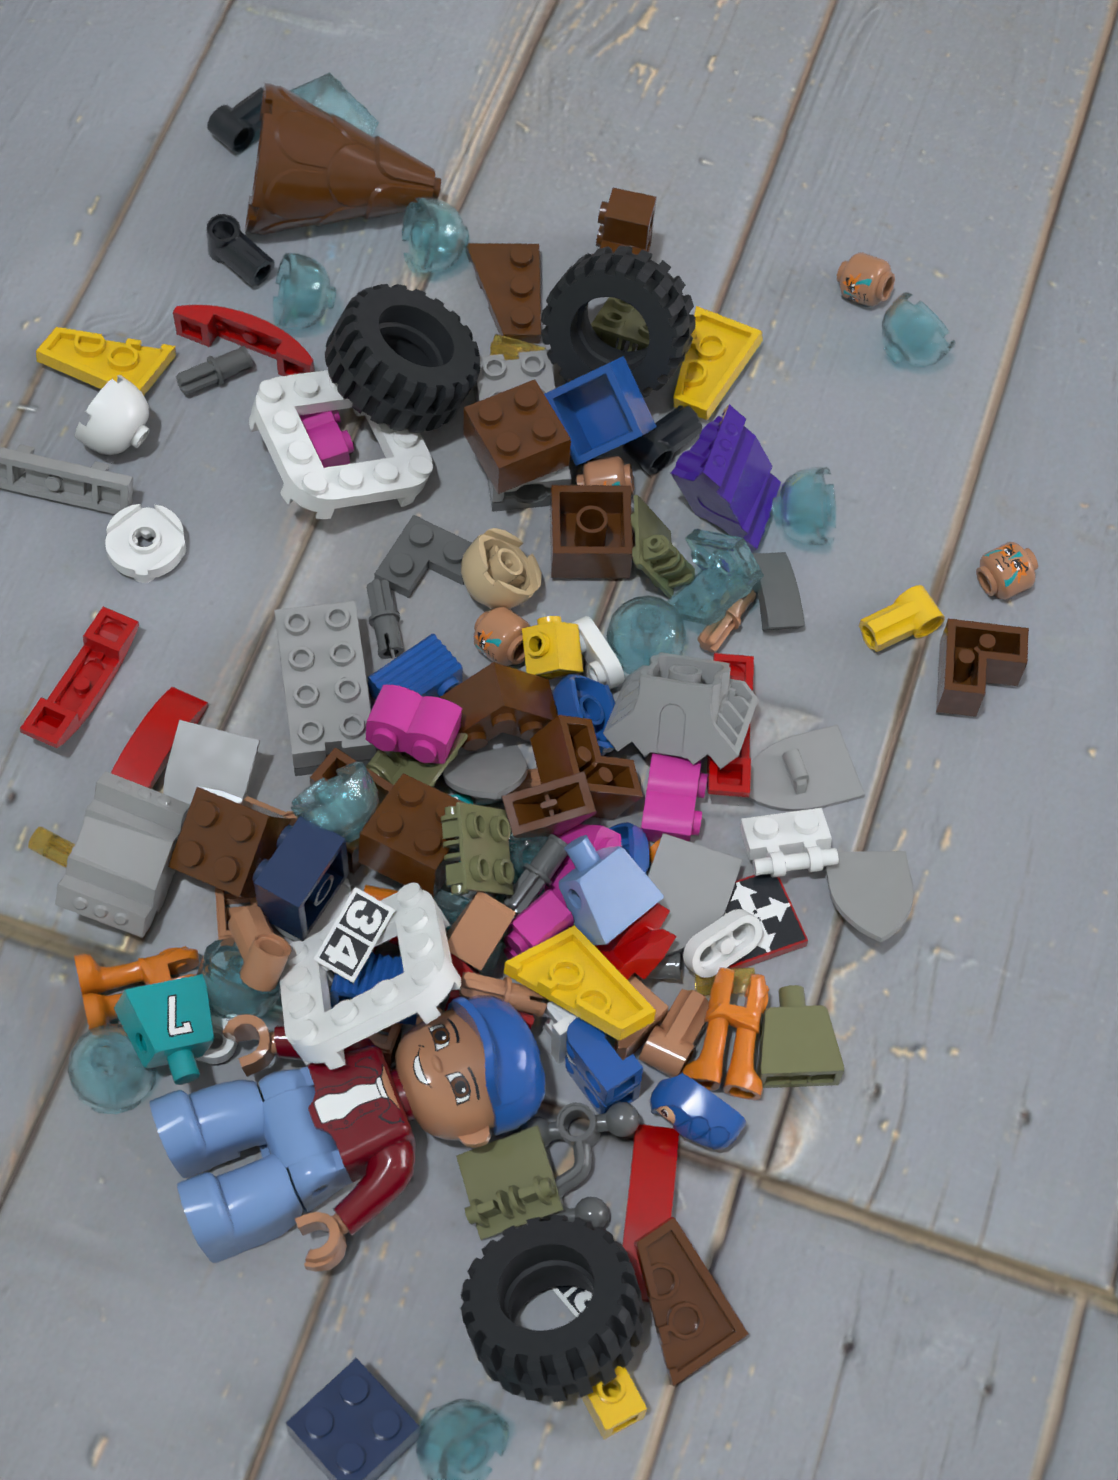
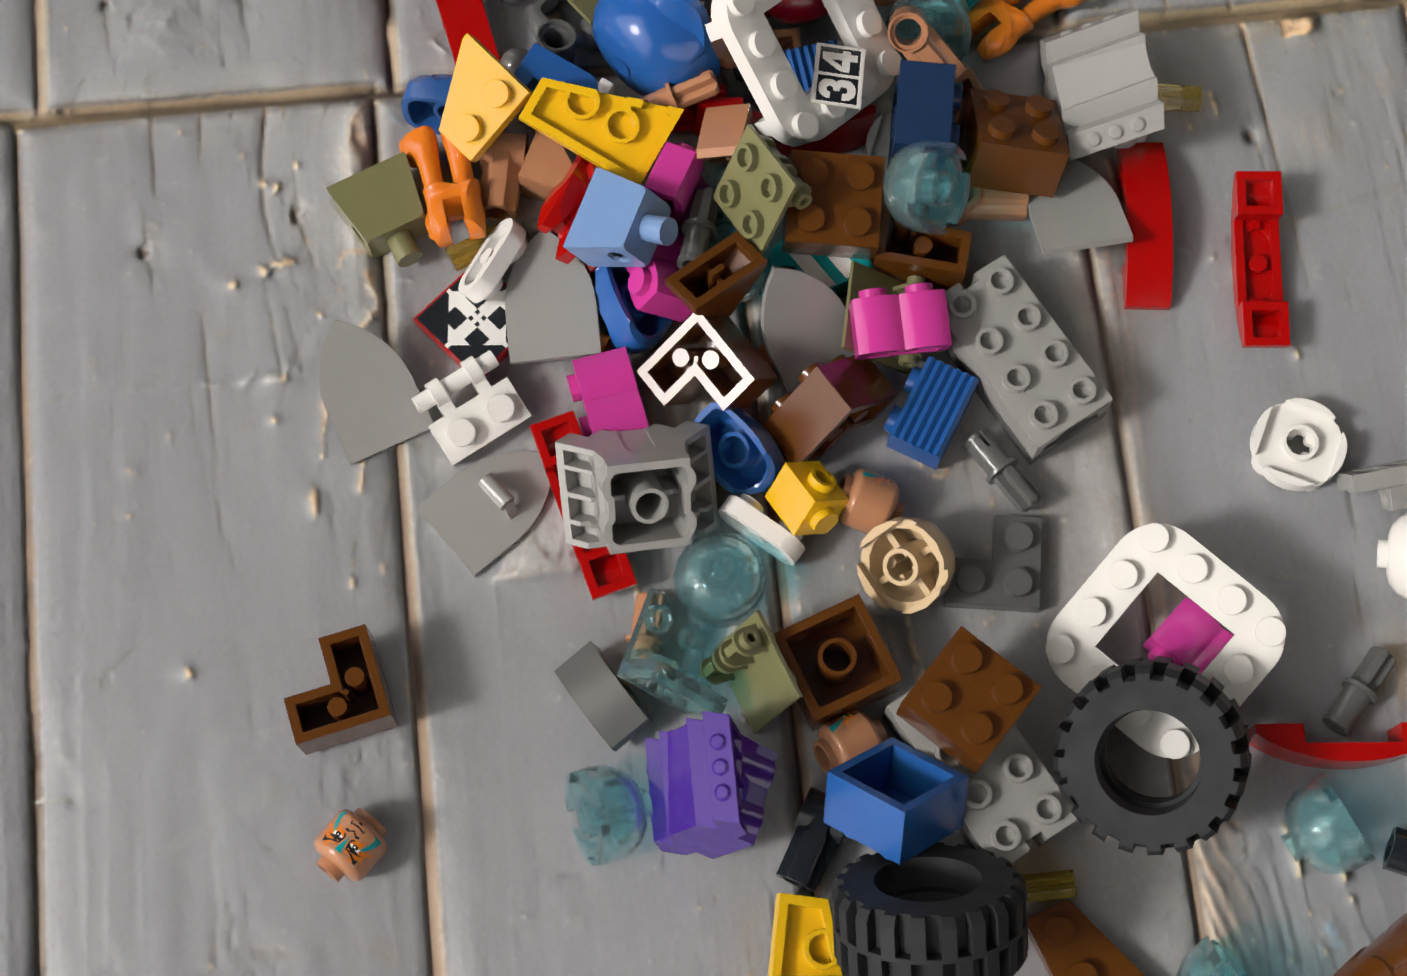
camera: 160 degrees right, 10 degrees up
(676, 1062) = (480, 99): none -> yellow wing
(909, 615) = (441, 736): yellow piece -> none

